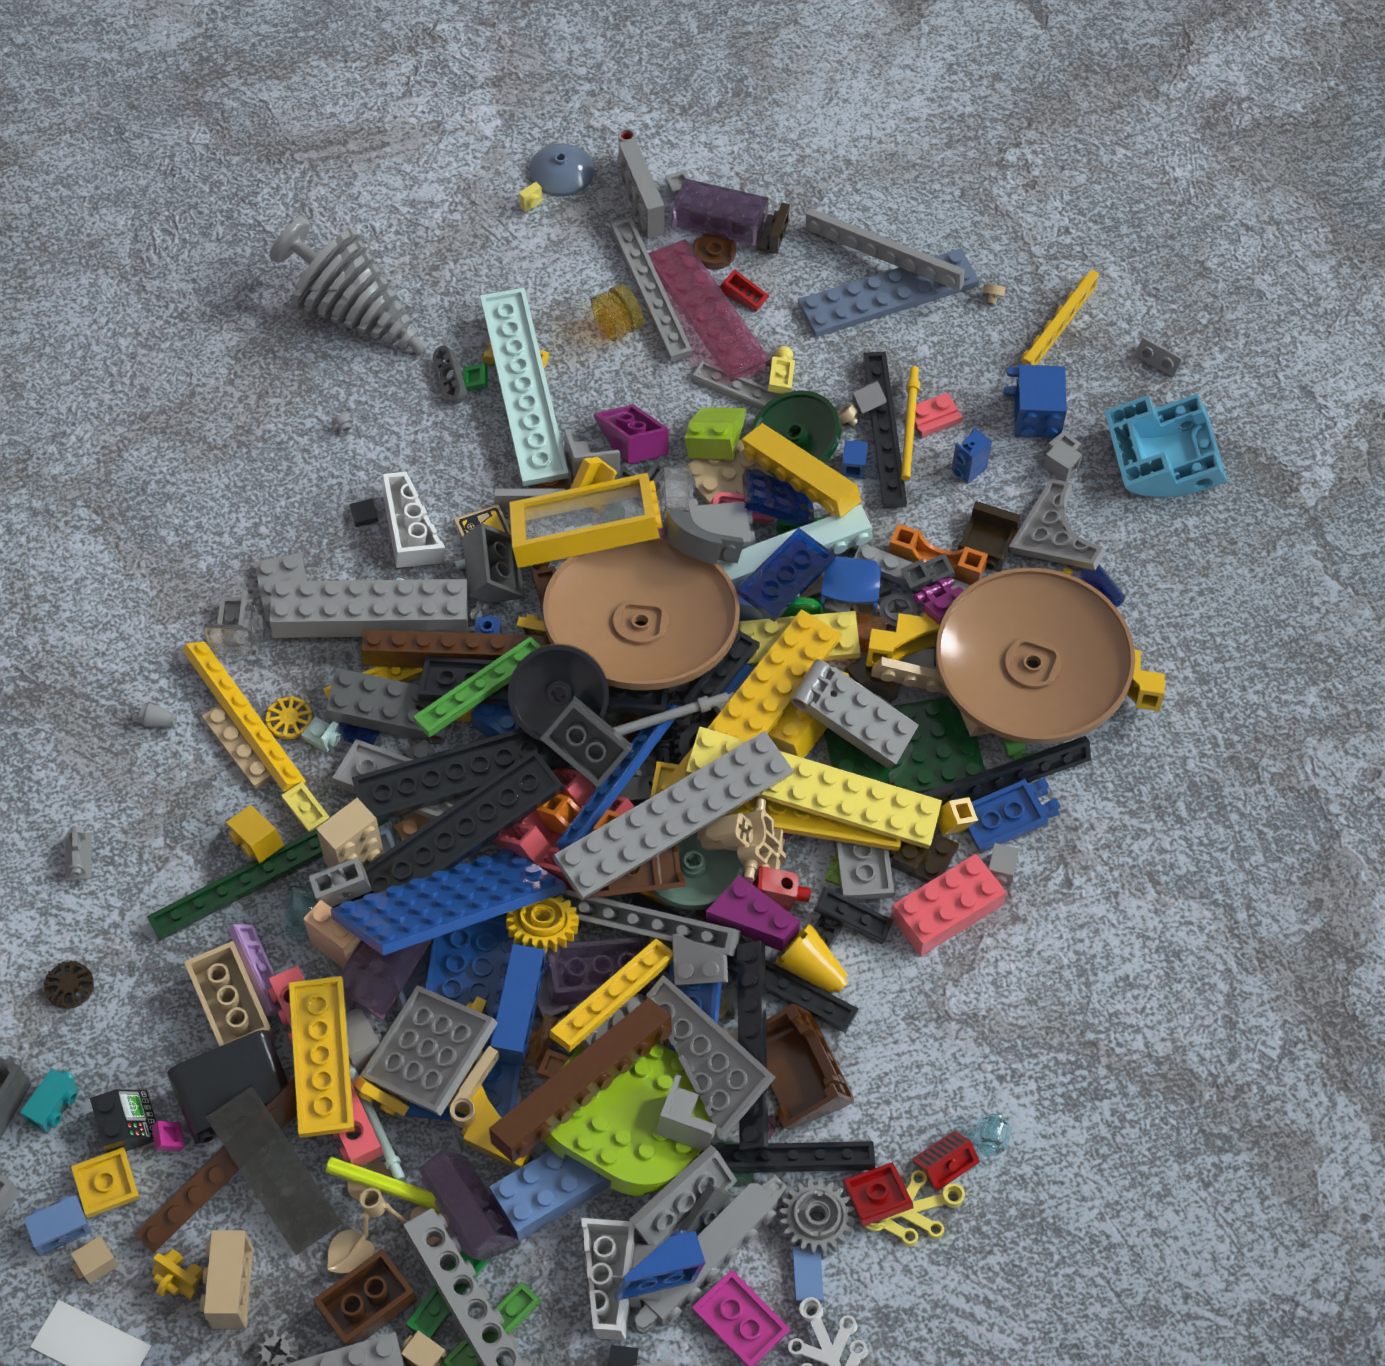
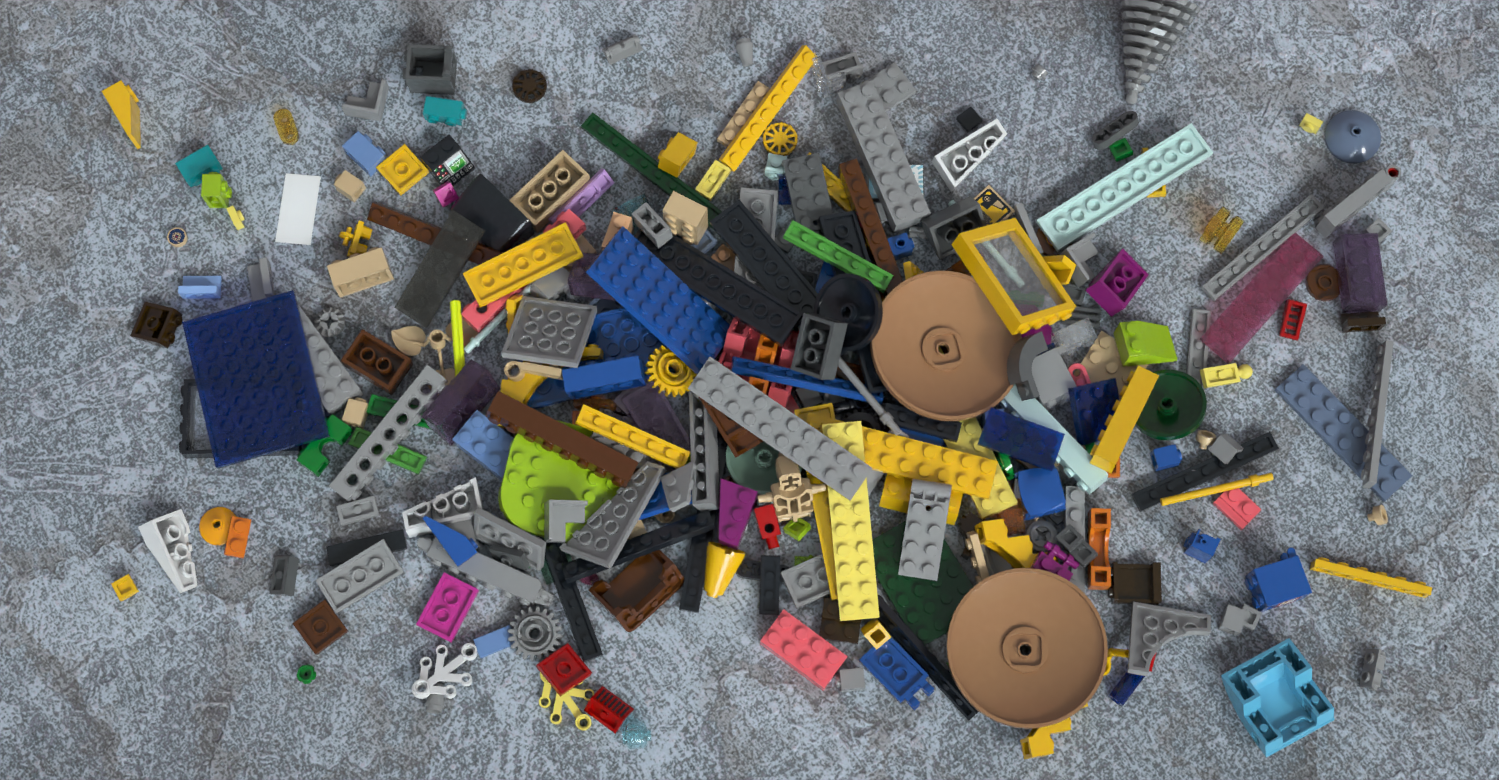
camera: 70 degrees right, 15 degrees up
(795, 860) = (797, 529): none -> lime plate

